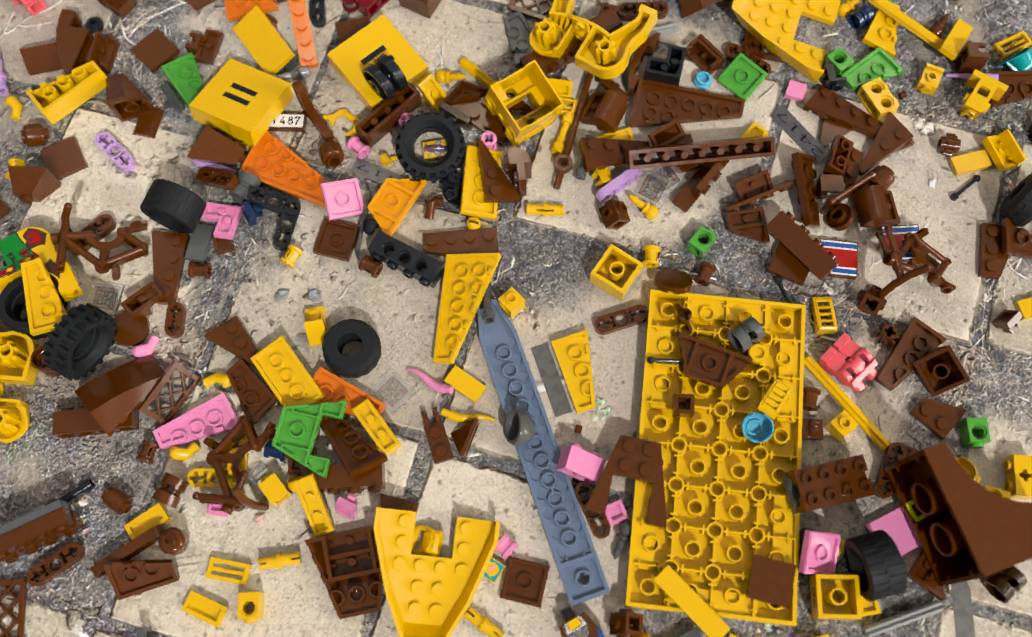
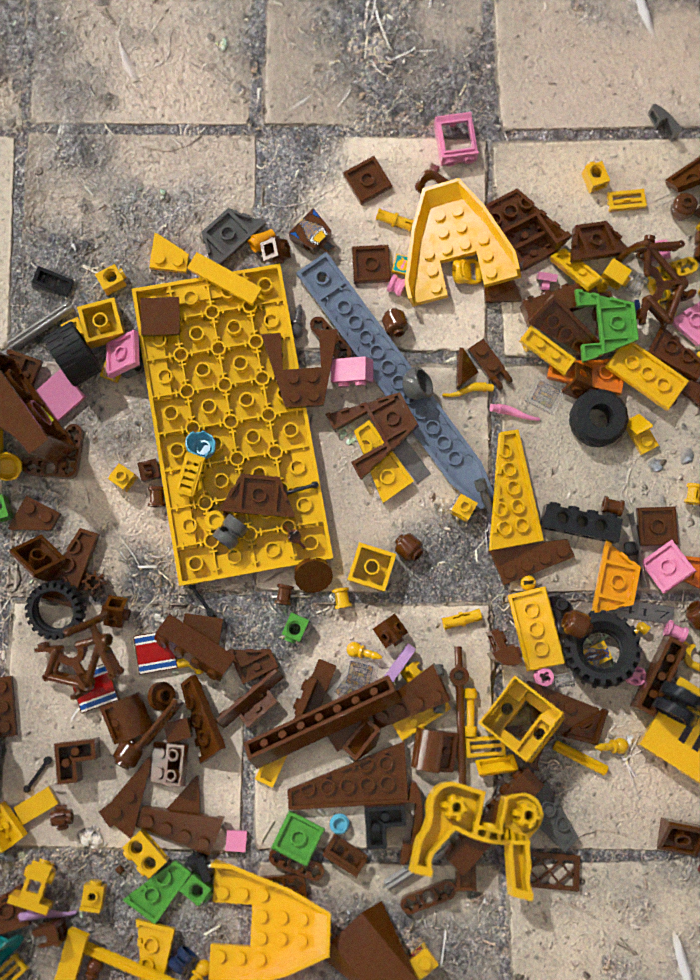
camera: 155 degrees right, 10 degrees up
(205, 608) = (633, 166): yellow tile -> none
(279, 560) = (590, 217): yellow pin -> none
(281, 529) = (595, 242): none -> reddish brown wing
(356, 385) = (579, 384): none -> reddish brown bracket
(431, 92) = (623, 717): yellow slope -> none
(431, 205) = (577, 588): reddish brown arm -> none
(446, 165) = (577, 624): none -> reddish brown head
(459, 117) = (589, 696): dark brown plate -> none
(465, 384) = (480, 419): yellow tile -> none
(494, 181) = (521, 630): reddish brown wing -> none
(520, 505) = (395, 322): none -> reddish brown head
(556, 405) = (392, 421): none -> reddish brown wing
(574, 282) = (409, 547): none -> reddish brown head
(609, 84) = (425, 779): reddish brown pin -> none
(616, 513) = (309, 343): bright pink tile -> none
(624, 312) = (362, 512): reddish brown beam -> none
(683, 399) = (271, 440): reddish brown plate -> none
(799, 133) = (222, 787): flat silver sticker -> none
(819, 328) = (159, 569): yellow slope -> none
(827, 484) = (126, 414): reddish brown piece -> none
(846, 403) = (123, 504): yellow axle -> none
(849, 363) = (118, 537): coral hips -> none
(932, 189) = (69, 757): none -> reddish brown brick
(940, 304) = (33, 608): none -> black tyre

